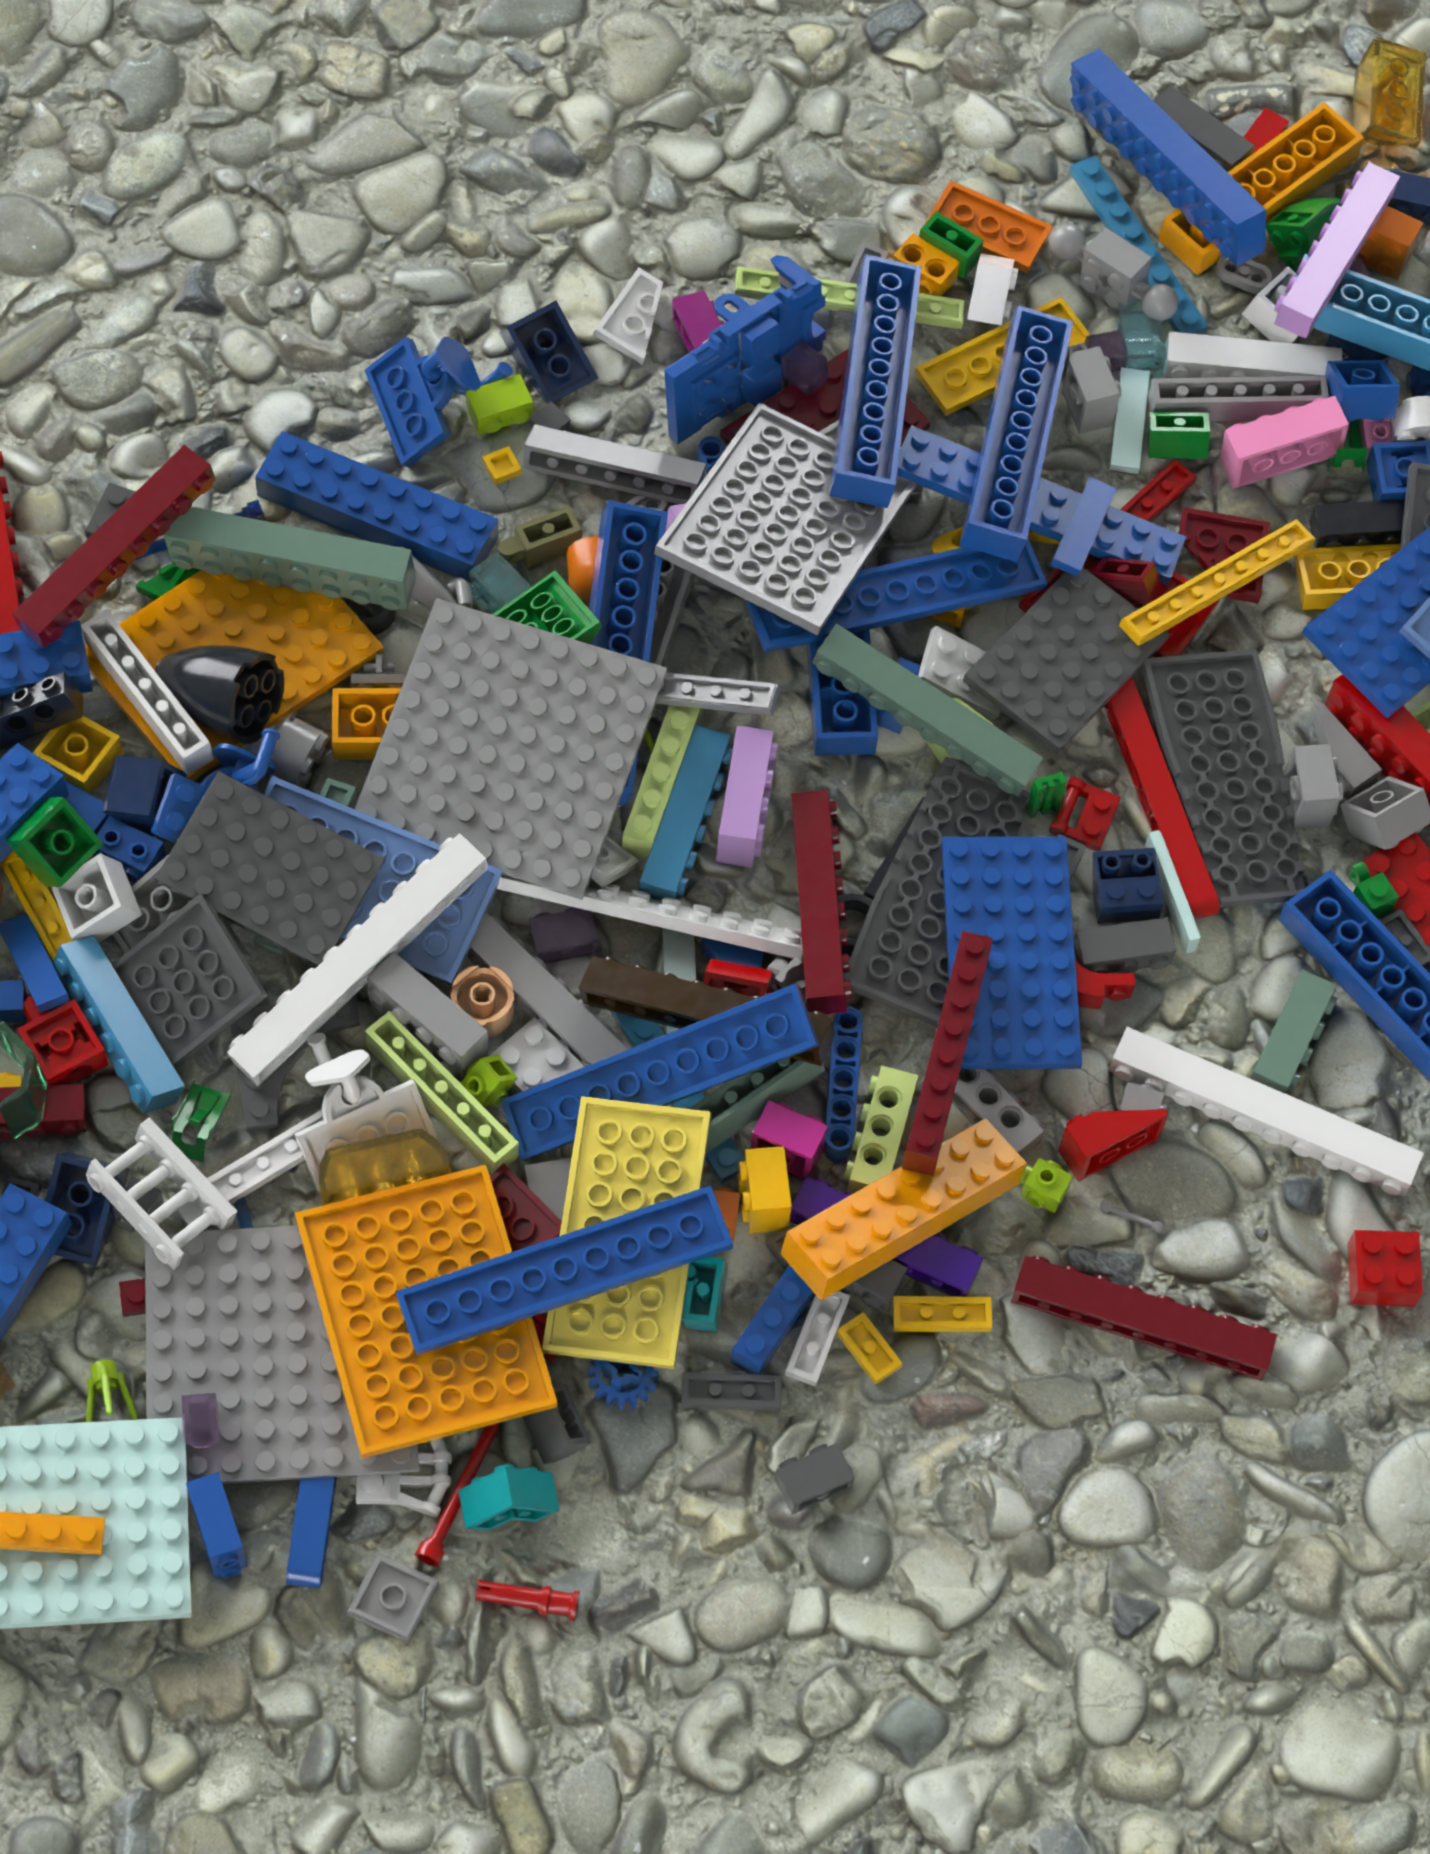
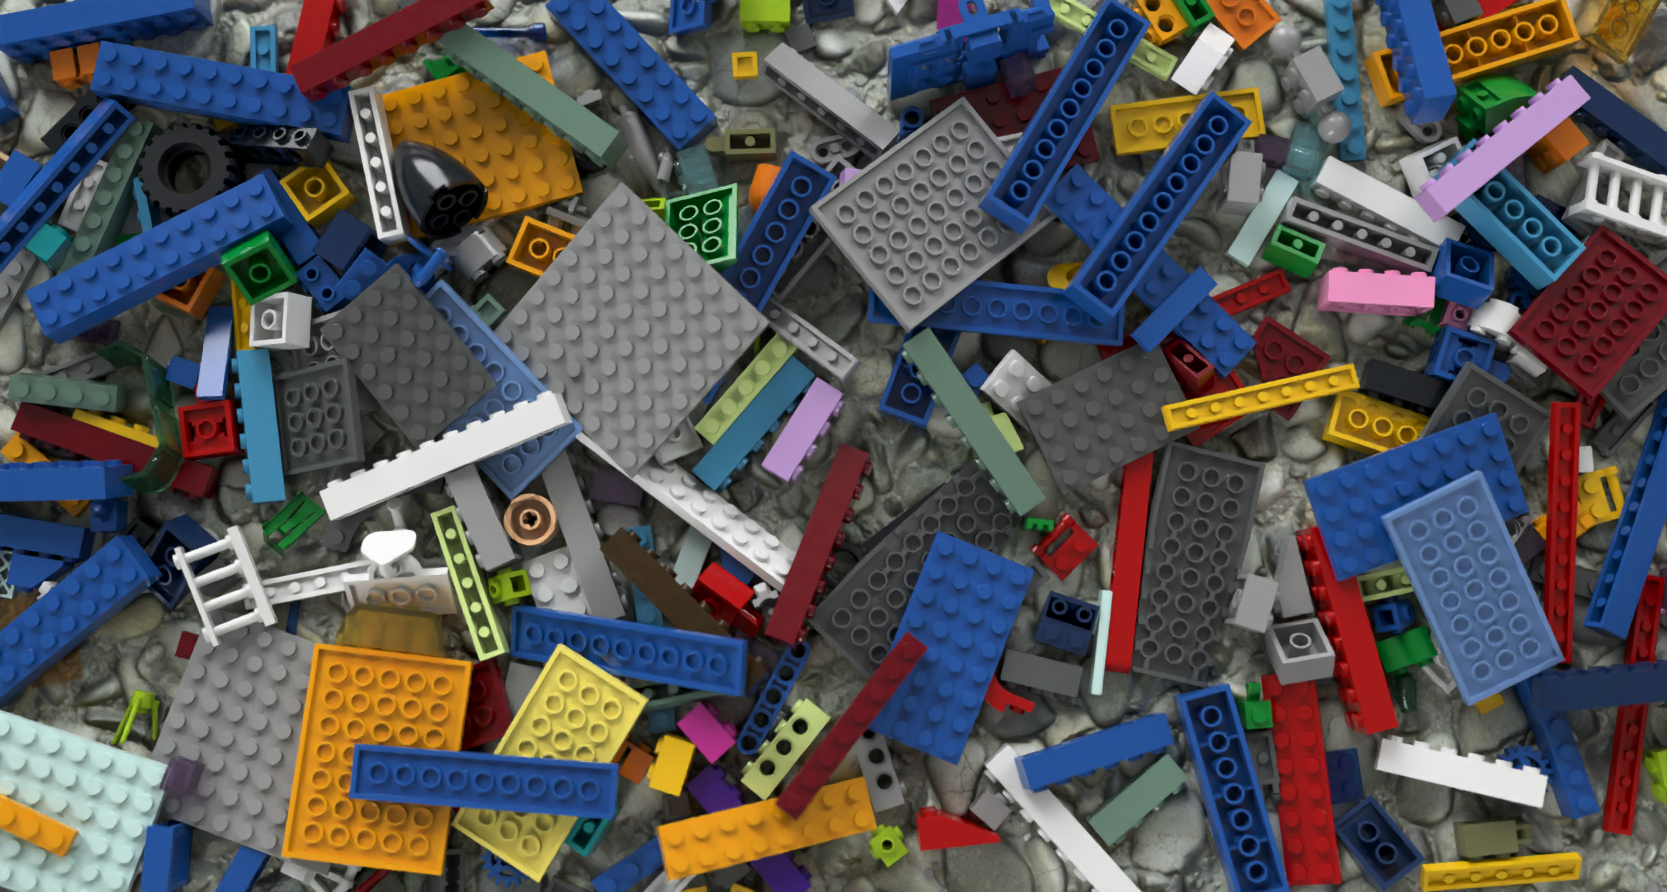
camera: 30 degrees right, 20 degrees up
(1222, 996) = (1094, 751): none -> blue brick

